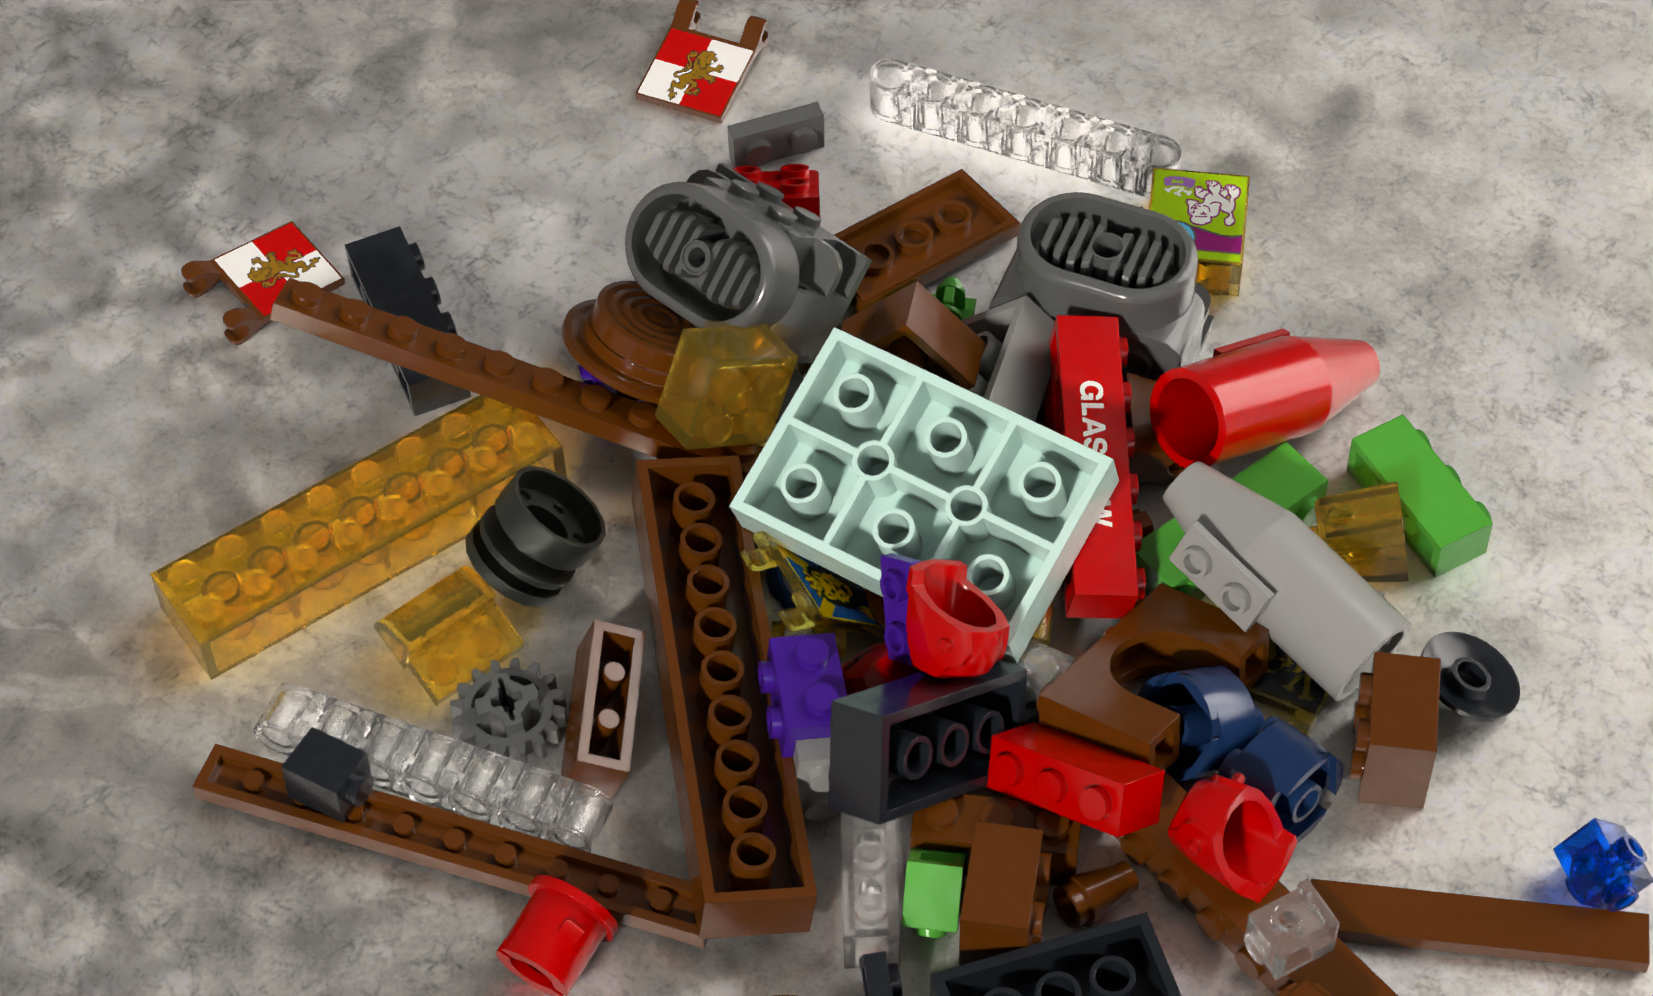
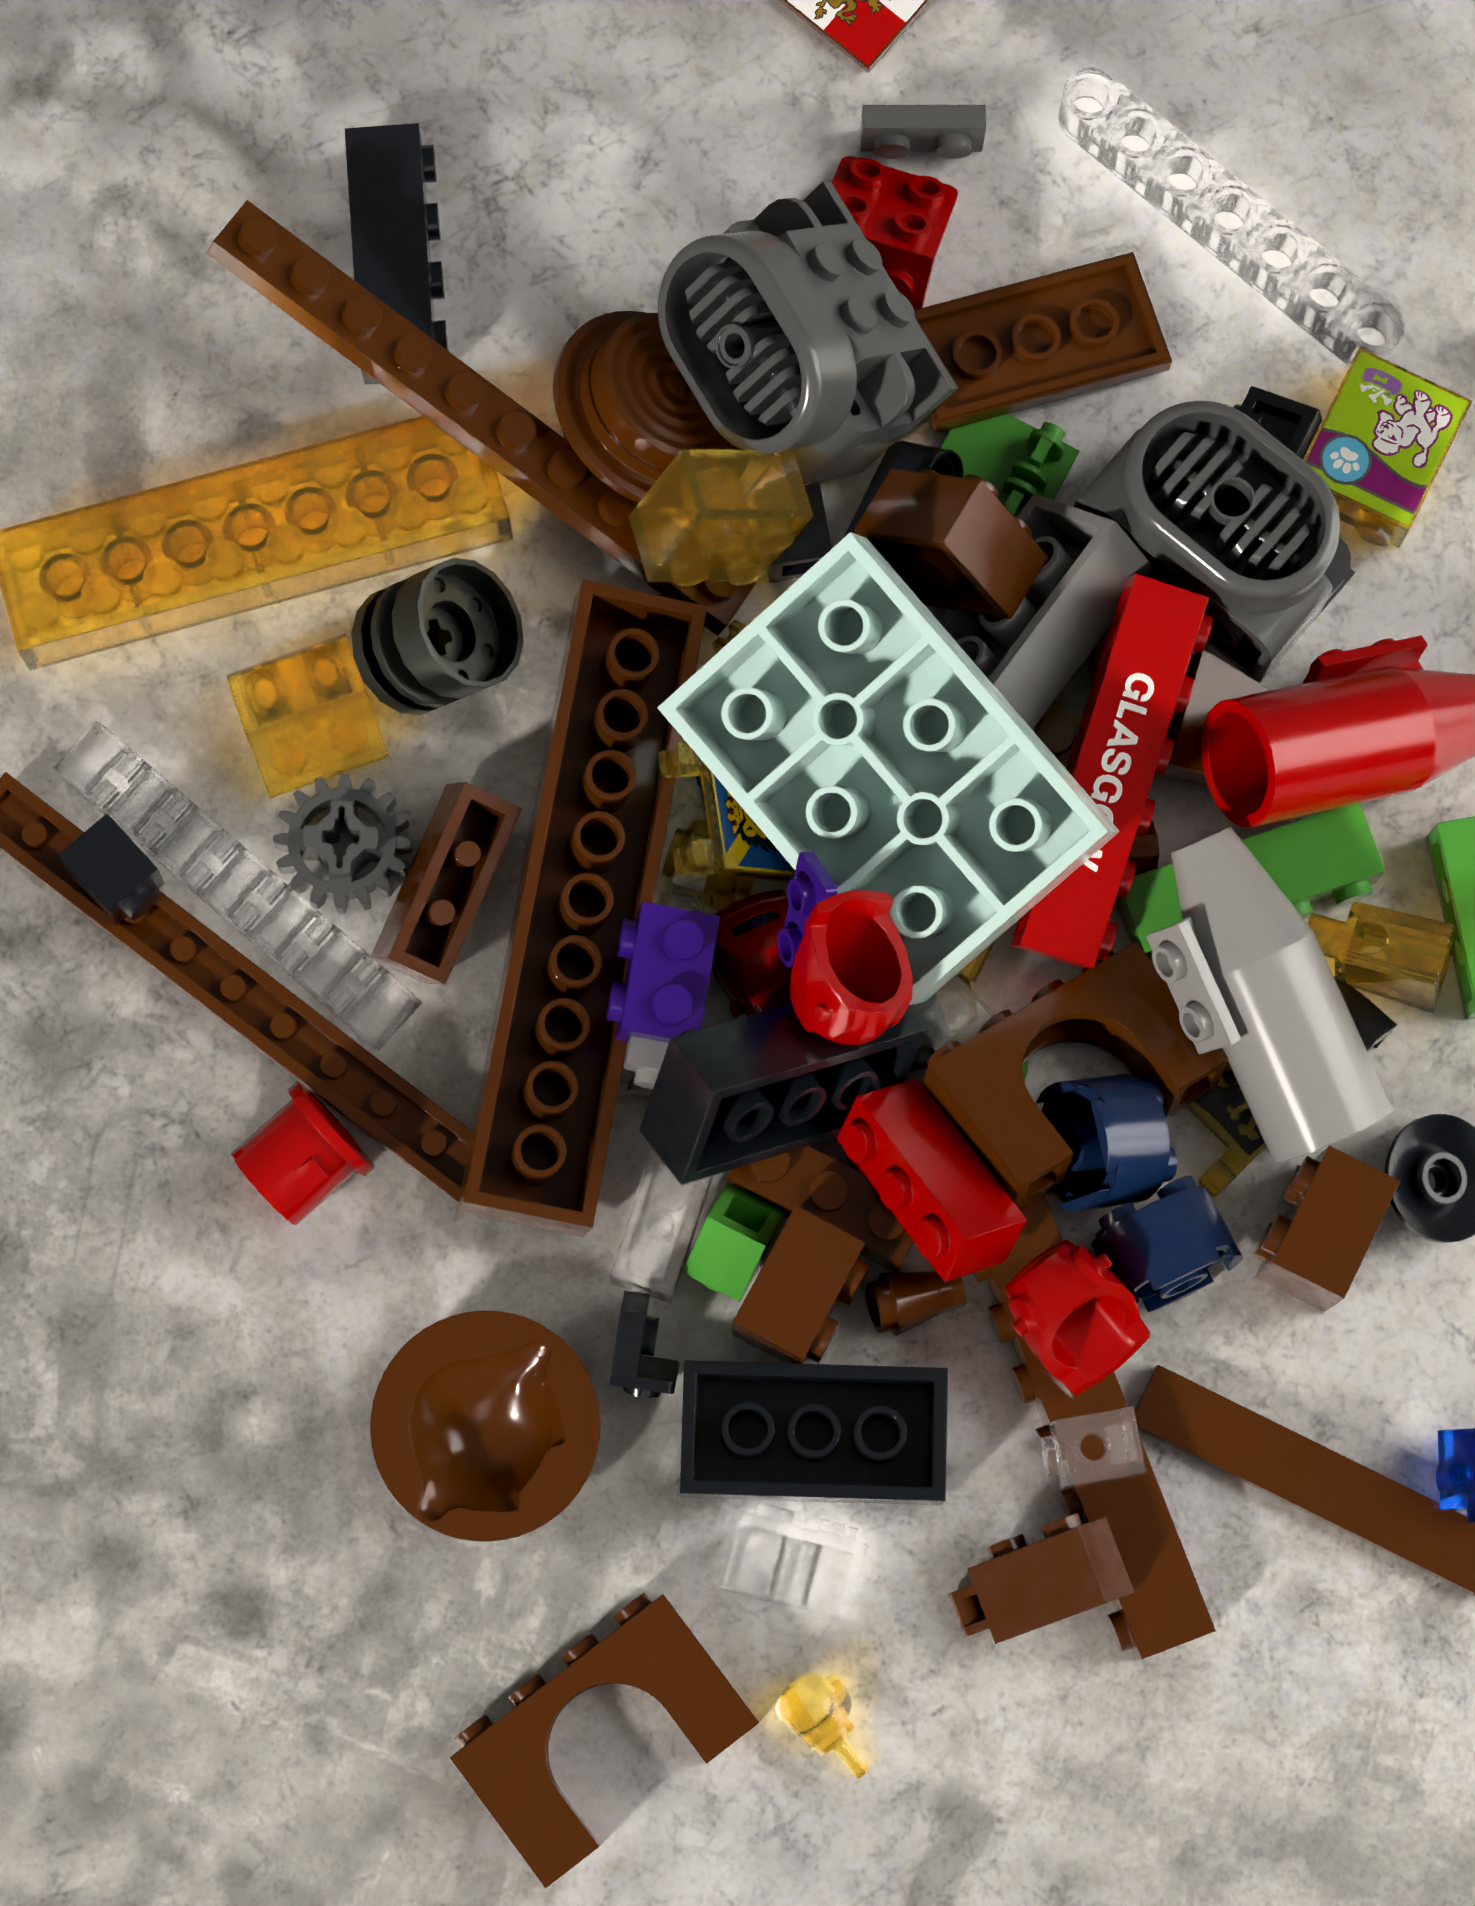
camera: 15 degrees right, 25 degrees up
(258, 274) = (254, 122): flag -> none

